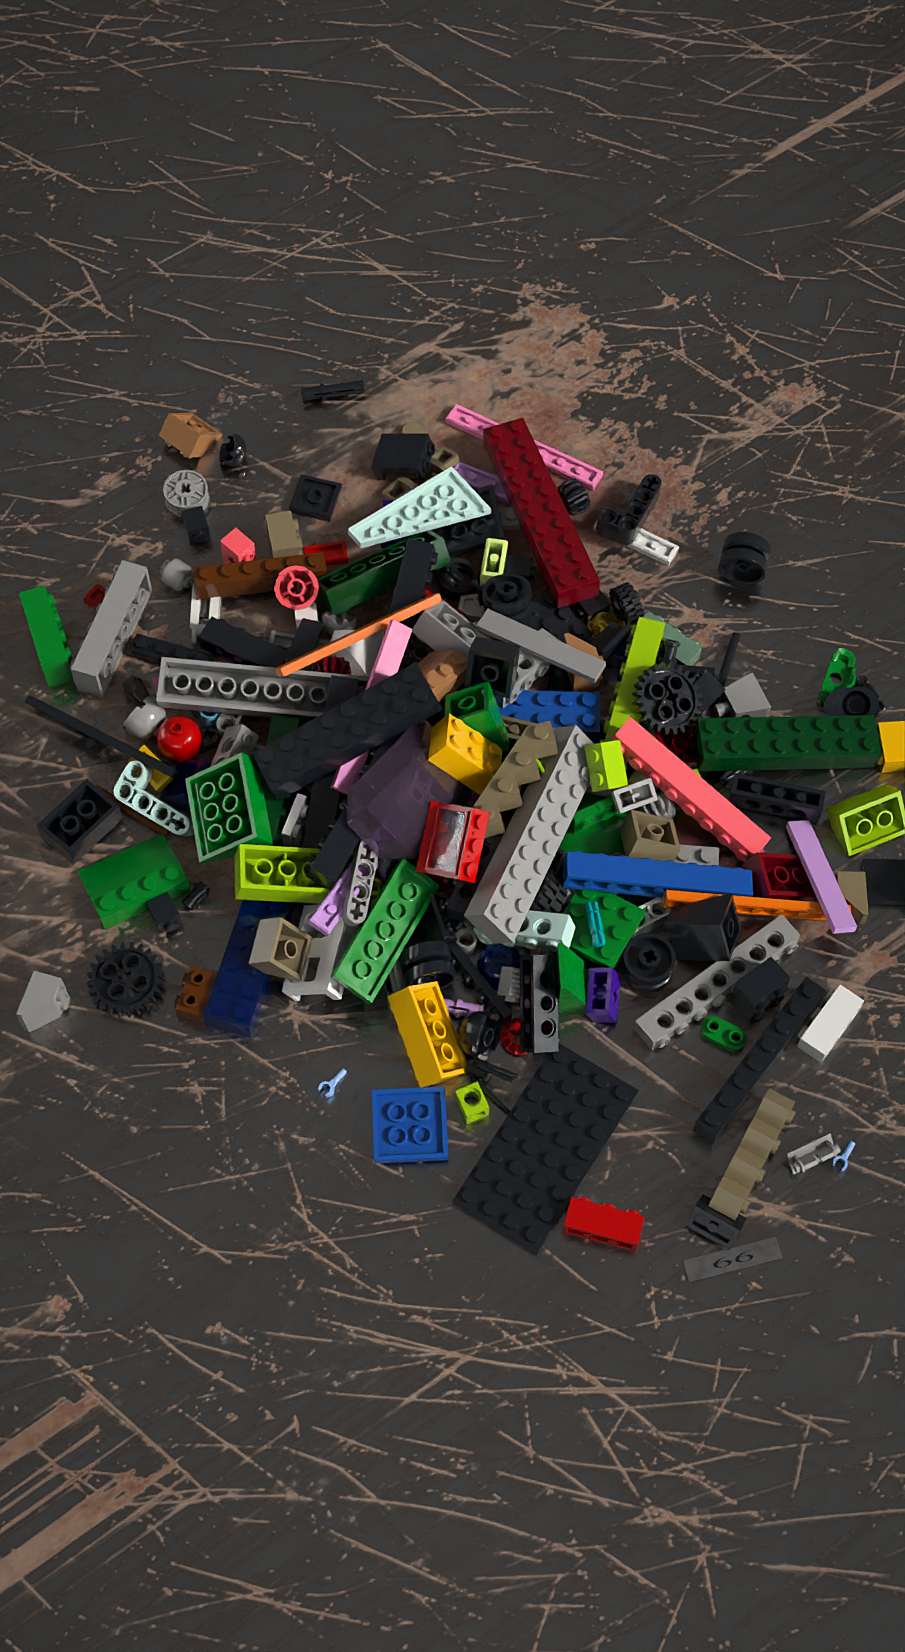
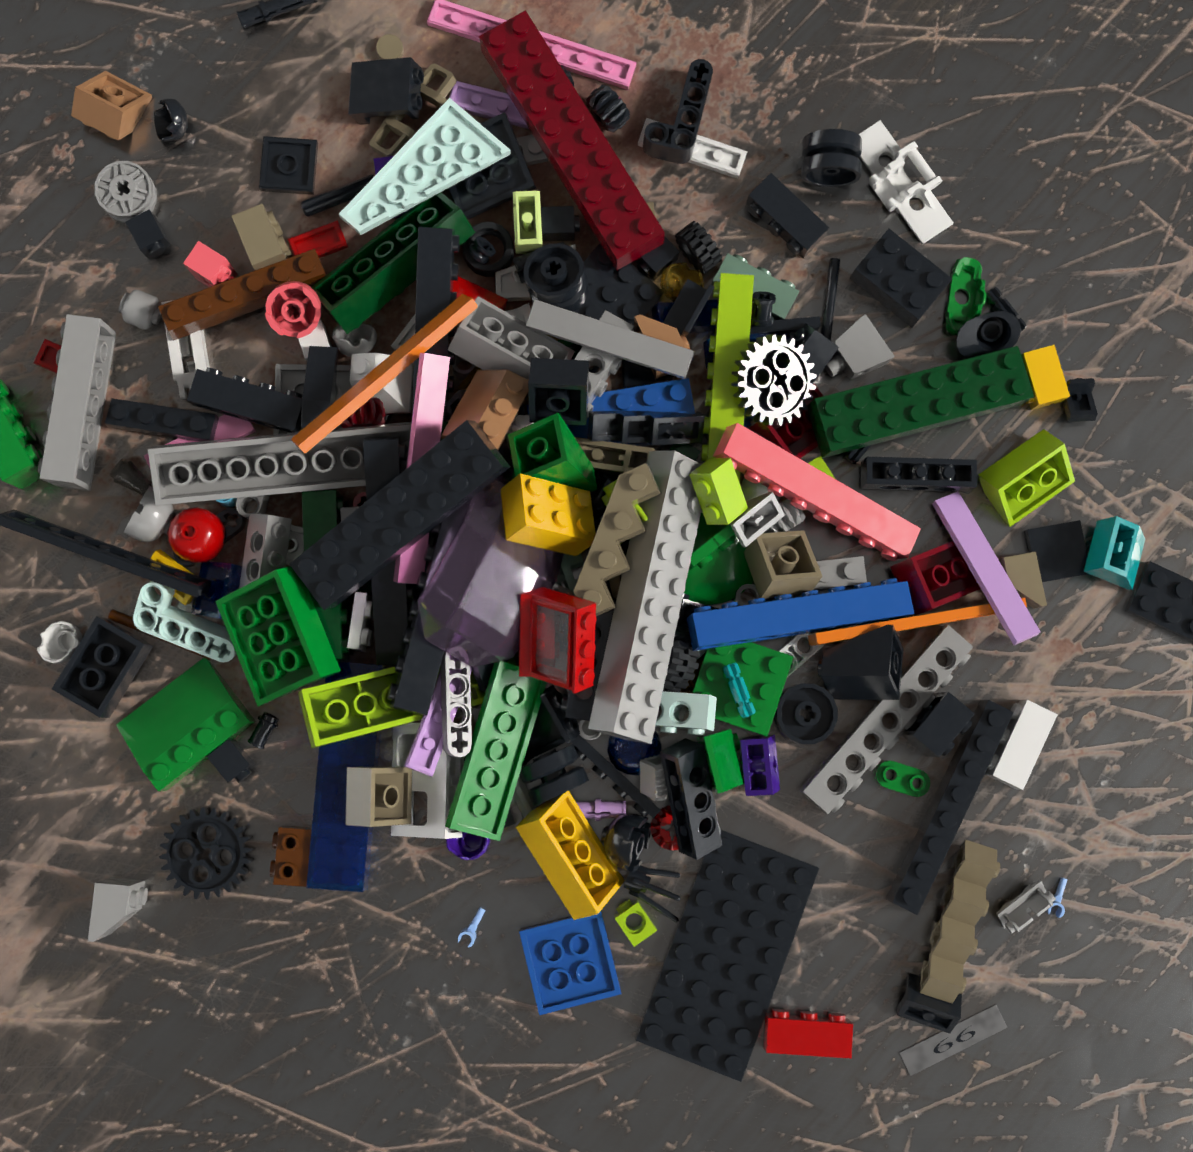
camera: 20 degrees left, 20 degrees up
(49, 797) = (59, 642): none -> white hair
(339, 525) = (334, 197): none -> black axle
(347, 1010) = (468, 846): none -> dark purple hair
(559, 716) = (645, 426): none -> black slope
(702, 595) = (786, 216): none -> black brick
(786, 654) = (900, 278): none -> black brick
(796, 593) = (897, 189): none -> white piece

